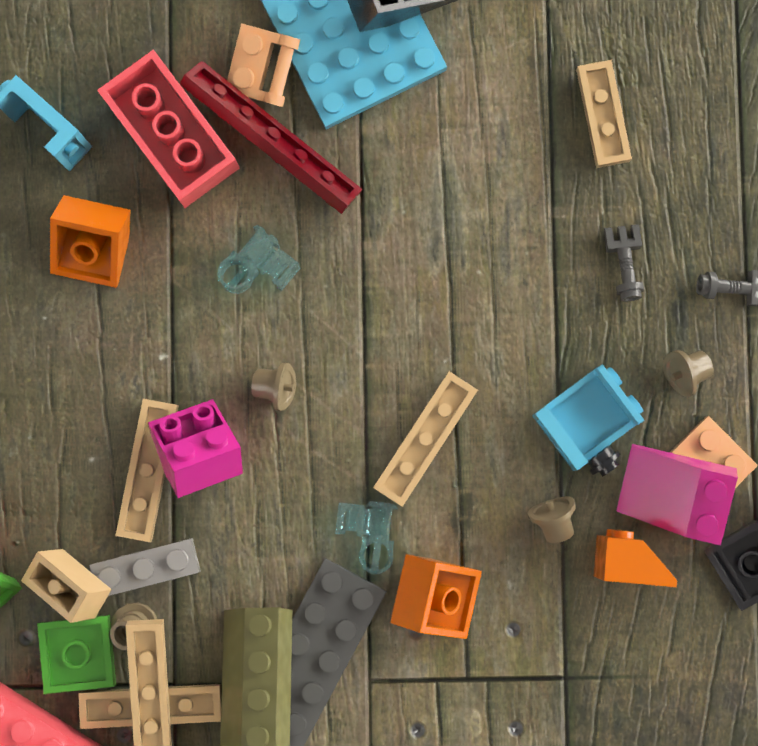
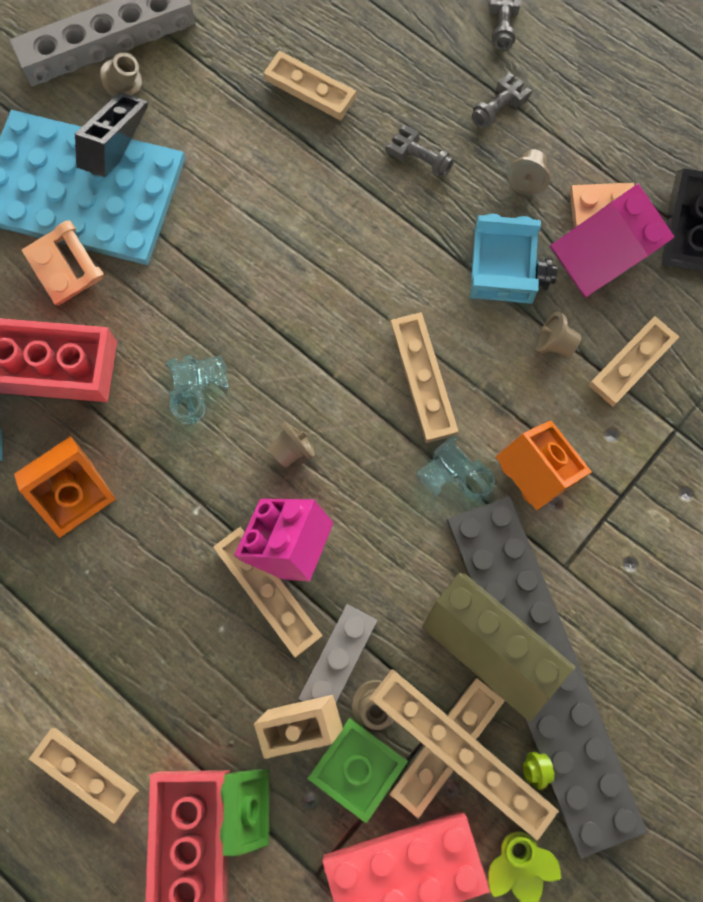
camera: 50 degrees left, 10 degrees down
(270, 136) = (119, 297): dark red plate -> none
(590, 597) = (633, 361): none -> tan plate
(629, 561) = (632, 307): orange slope -> none

